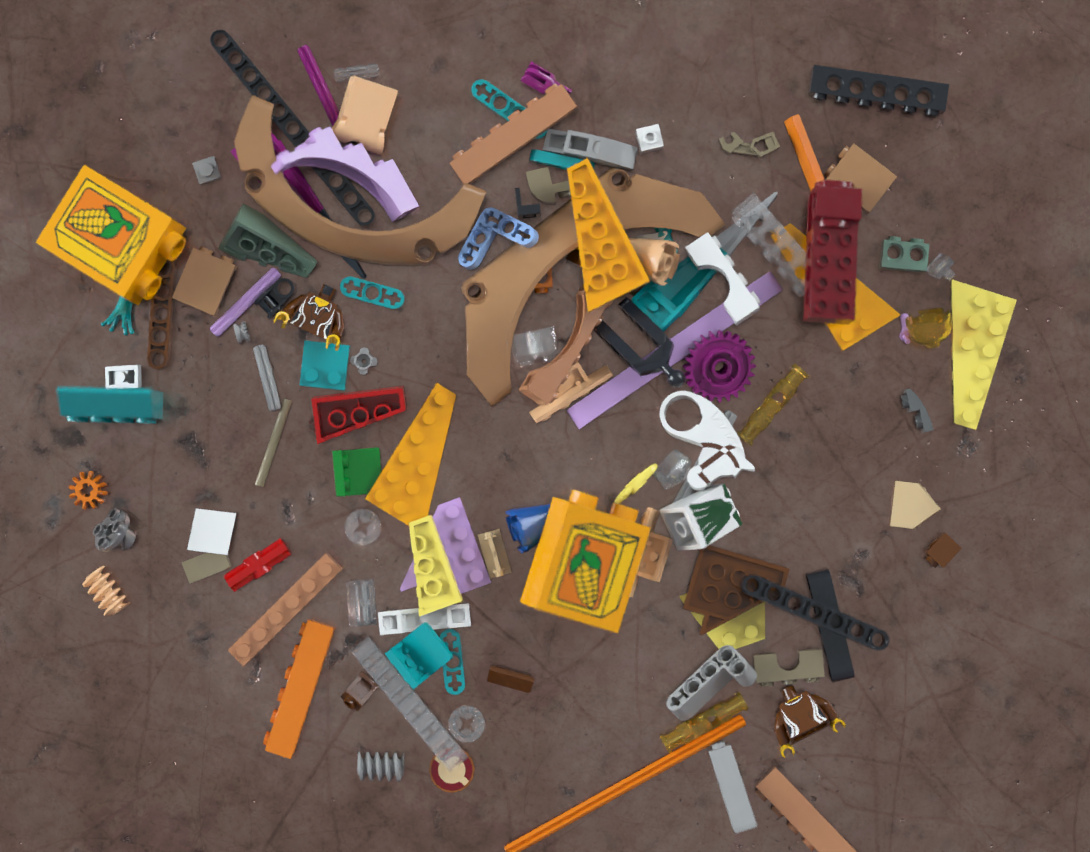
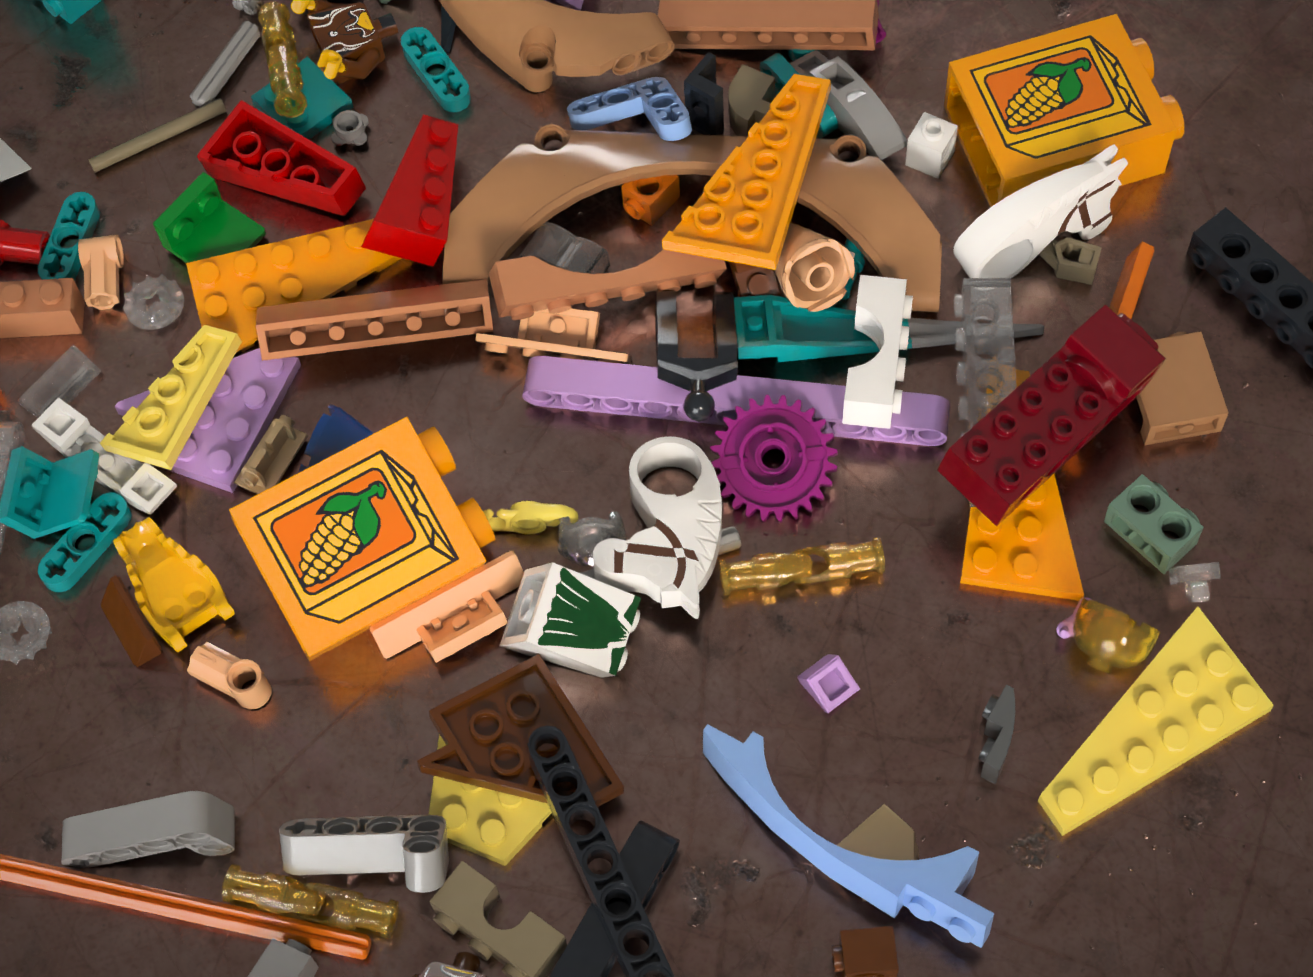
camera: 45 degrees right, 25 degrees down
(276, 520) = (67, 225): none -> teal beam
(309, 363) = (280, 52): none -> clear yellow piece
(319, 529) = (101, 263): none -> light nougat piece
(439, 372) = (418, 201): none -> red wedge
(481, 452) = (373, 319): none -> nougat brick
(513, 648) = (169, 583): none -> yellow animal
(575, 663) = (229, 674): none -> light nougat piece
(613, 756) = (148, 828): none -> light grey beam
(700, 74) = (1060, 104): none -> brick
(738, 149) = (1026, 221): none -> white animal
(826, 446) = (829, 682): none -> lavender slope
(947, 506) = (925, 886): none -> light blue slope

